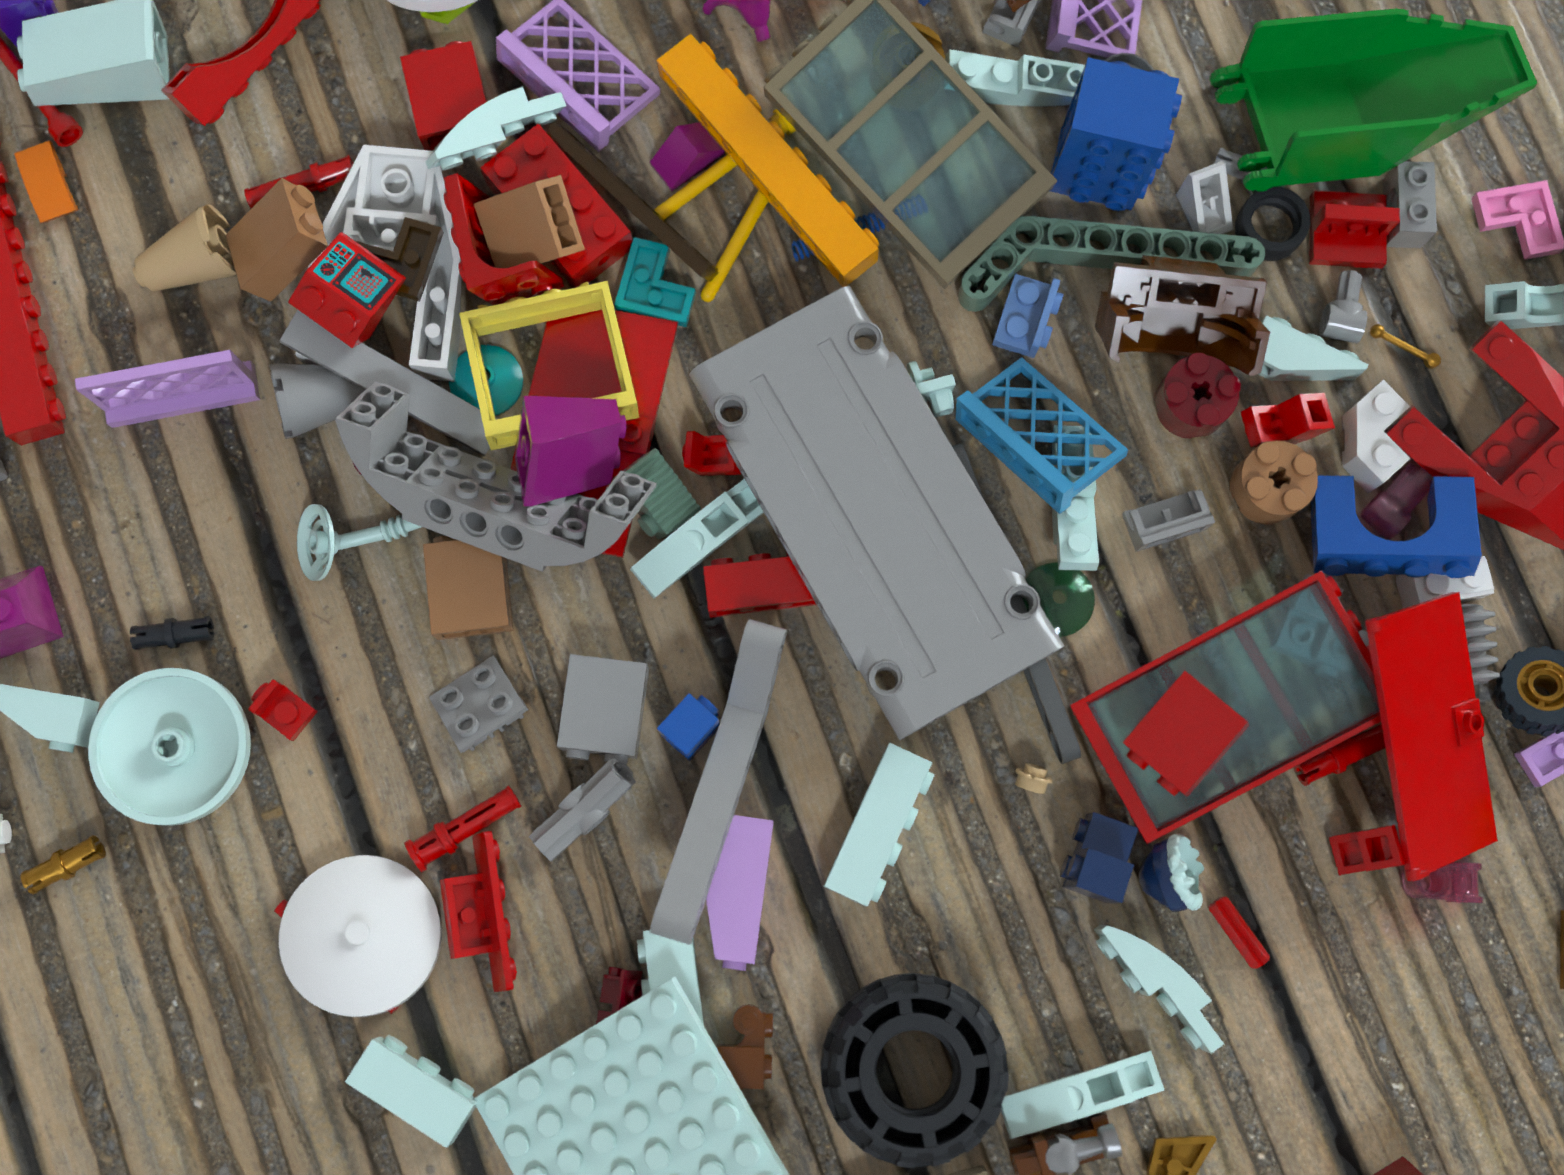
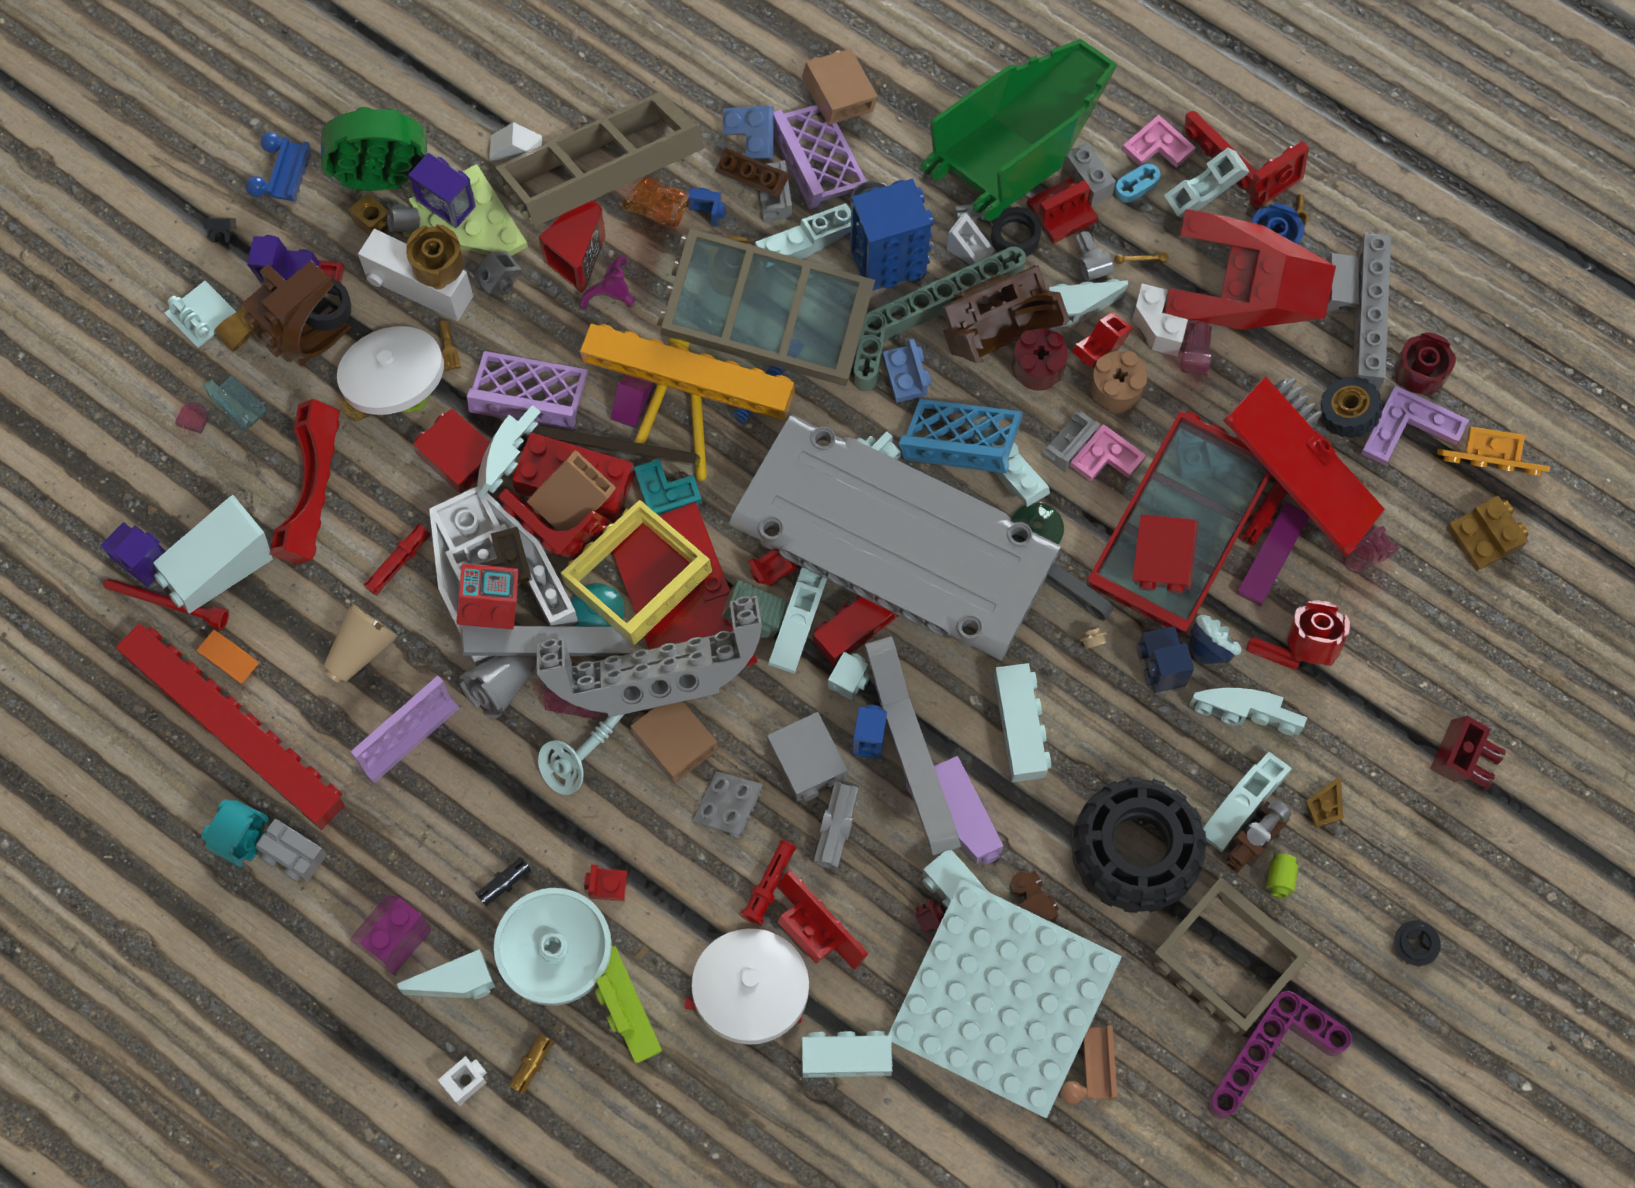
camera: 30 degrees left, 10 degrees down
(204, 870) = (626, 1010): none -> lime bracket
(276, 240) = (413, 598): medium nougat brick -> none
(566, 446) = (684, 609): magenta slope -> none
(716, 640) = (849, 675): none -> light aqua brick
(1205, 555) = (1107, 448): none -> bright pink plate
(1308, 948) = (1318, 633): none -> red brick
(1320, 810) = (1273, 554): none -> magenta tile
(1347, 547) = (1186, 390): blue arch -> none
(1367, 850) = (1313, 556): red slope -> none
(1433, 585) = (1264, 366): white brick -> none
(1463, 242) = (1135, 179): none -> medium azure beam

